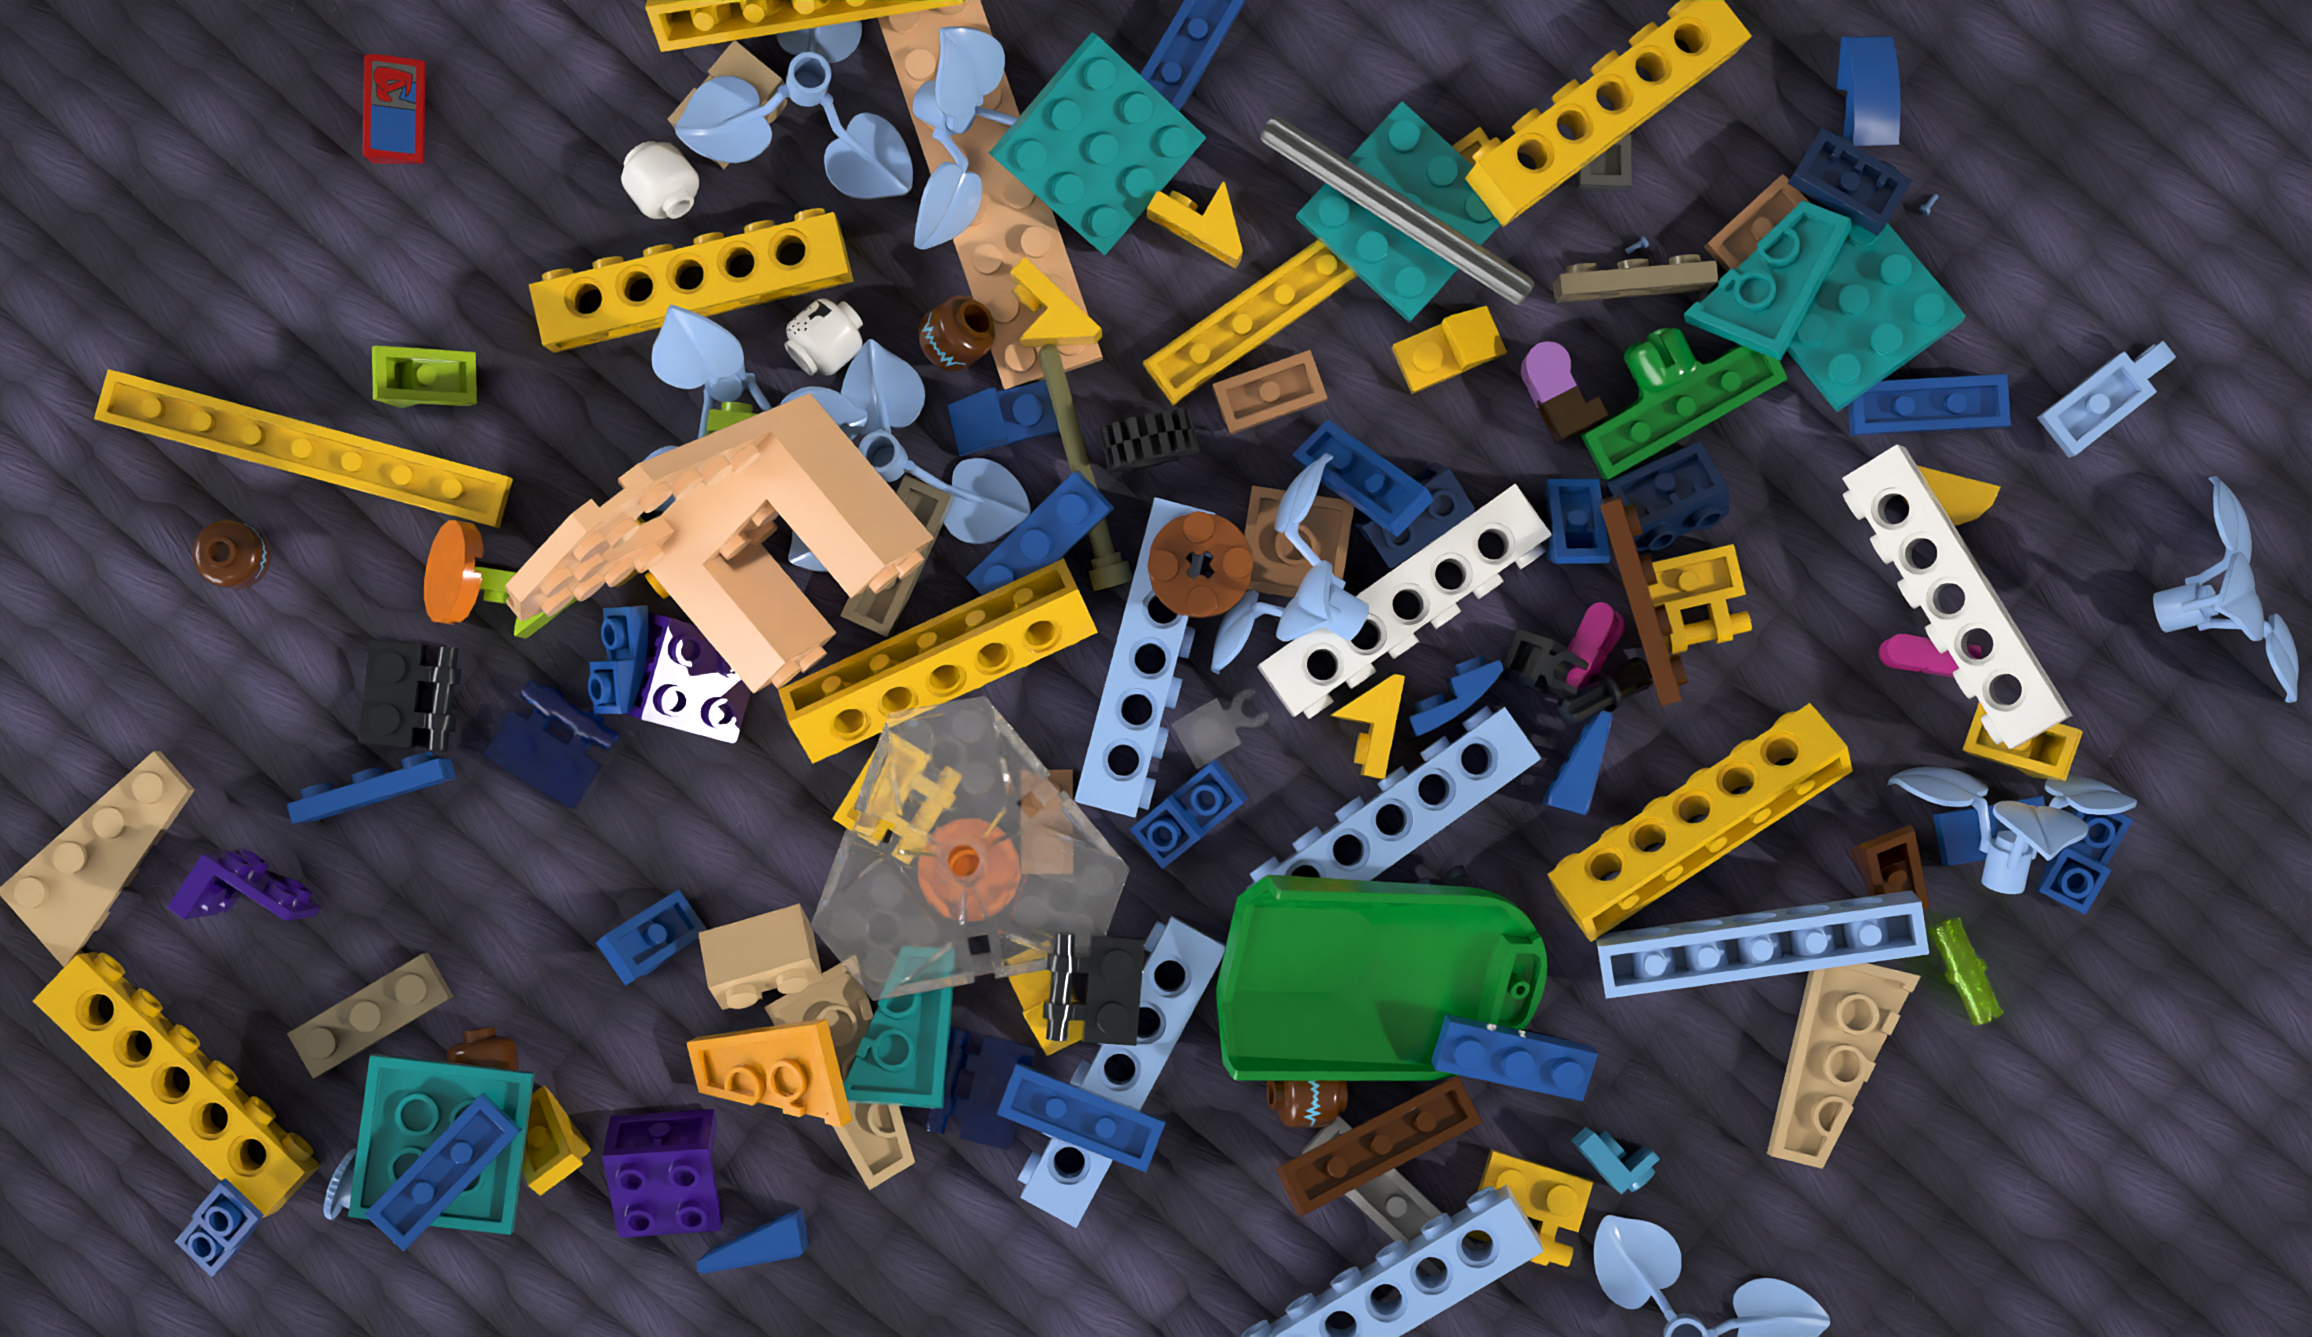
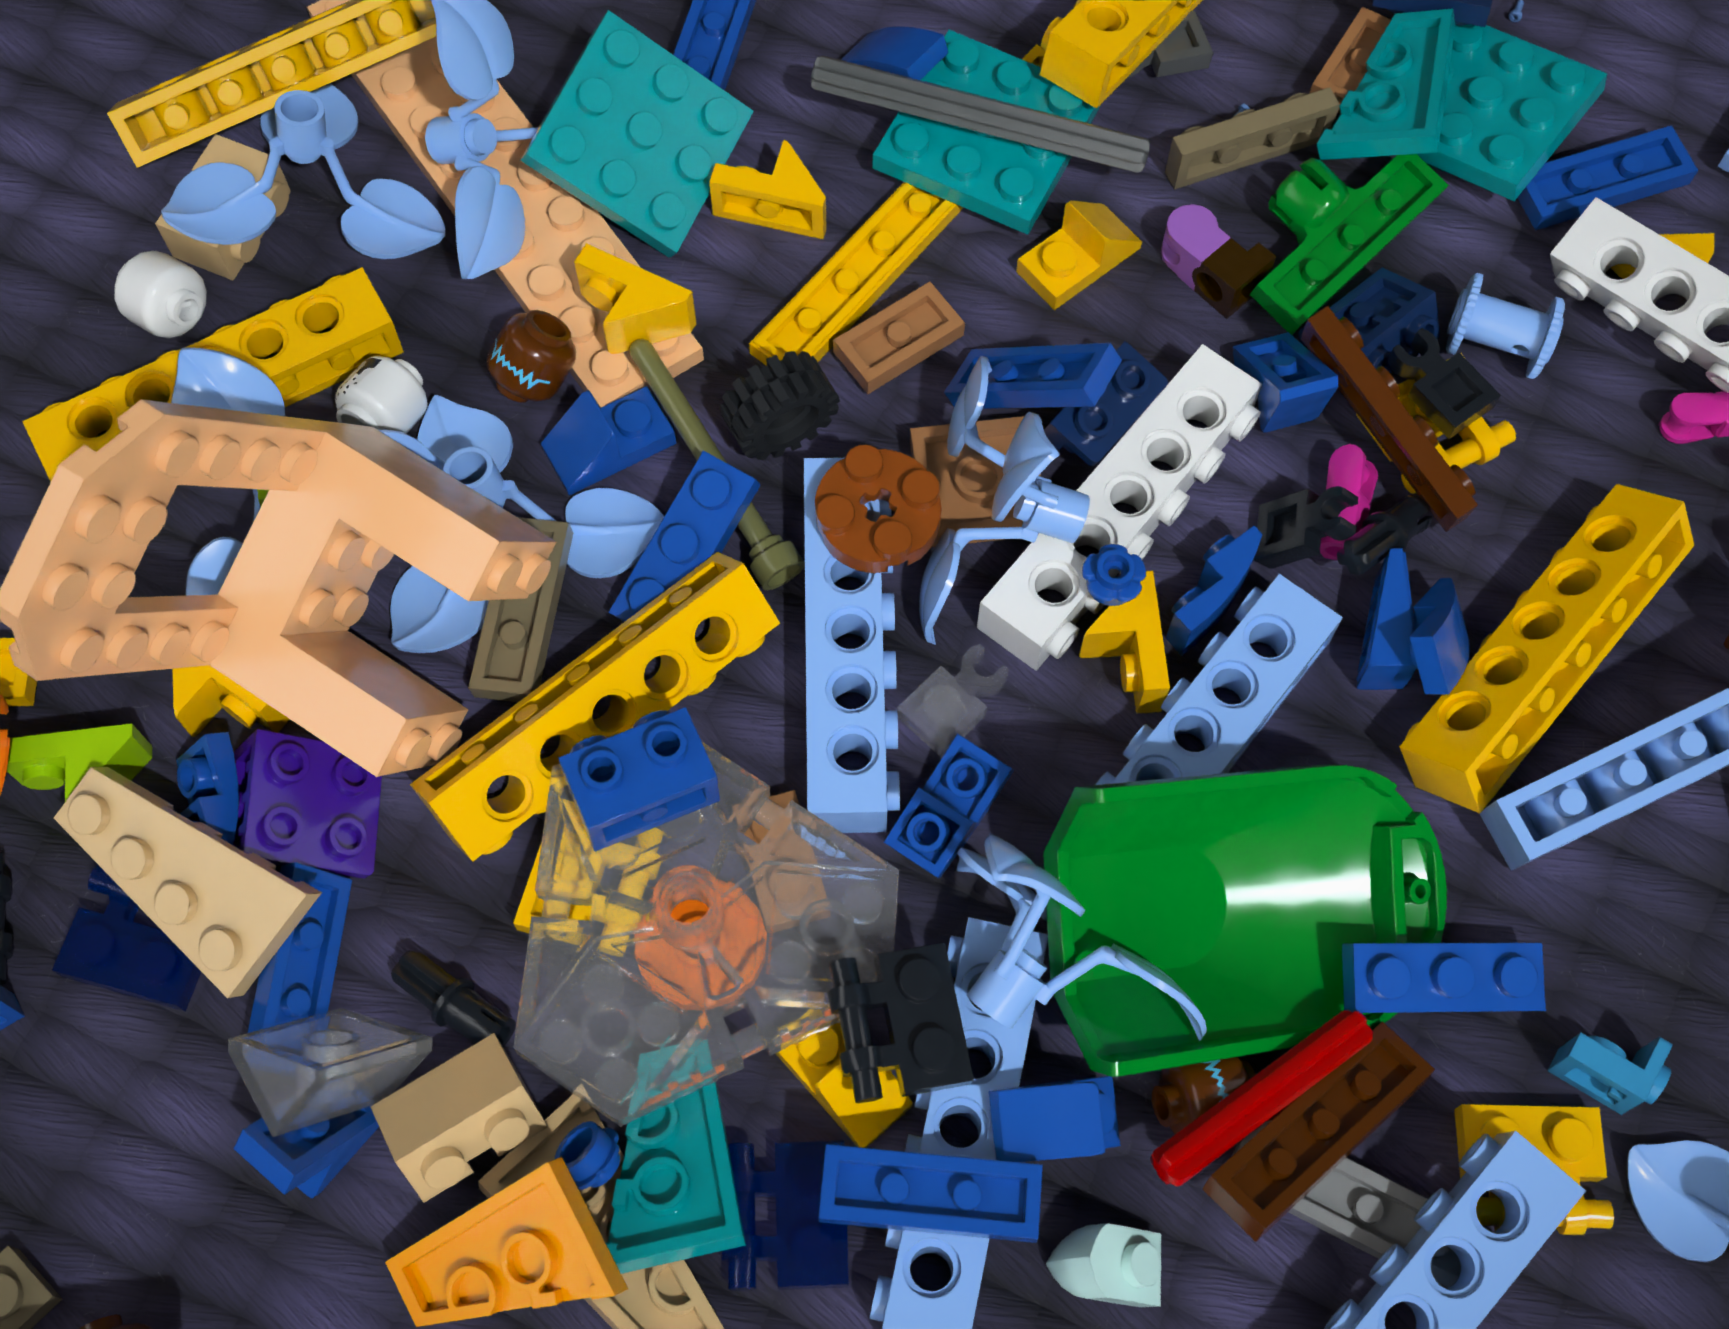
camera: 15 degrees left, 20 degrees down
(604, 737) = (205, 894): none -> tan wing
(664, 808) = (303, 969): none -> blue plate
(670, 890) = (324, 1066): none -> clear slope
(773, 862) = (451, 1000): none -> black axle
(847, 1014) = (590, 1154): none -> blue plate
(951, 748) = (639, 777): none -> blue brick
(1187, 1086) = (1054, 1120): none -> blue slope
(1198, 1191) = (1110, 1265): none -> light aqua plate
(1206, 951) = (1014, 973): none -> light blue plant
(1341, 116) = (900, 51): none -> blue slope
(1343, 1114) = (1261, 1098): none -> red axle
(1357, 684) = (1113, 590): none -> blue plate
(1611, 805) = (1440, 639): none -> blue slope
(1704, 585) = (1445, 391): none -> black plate
(1780, 529) = (1505, 326): none -> light blue hose

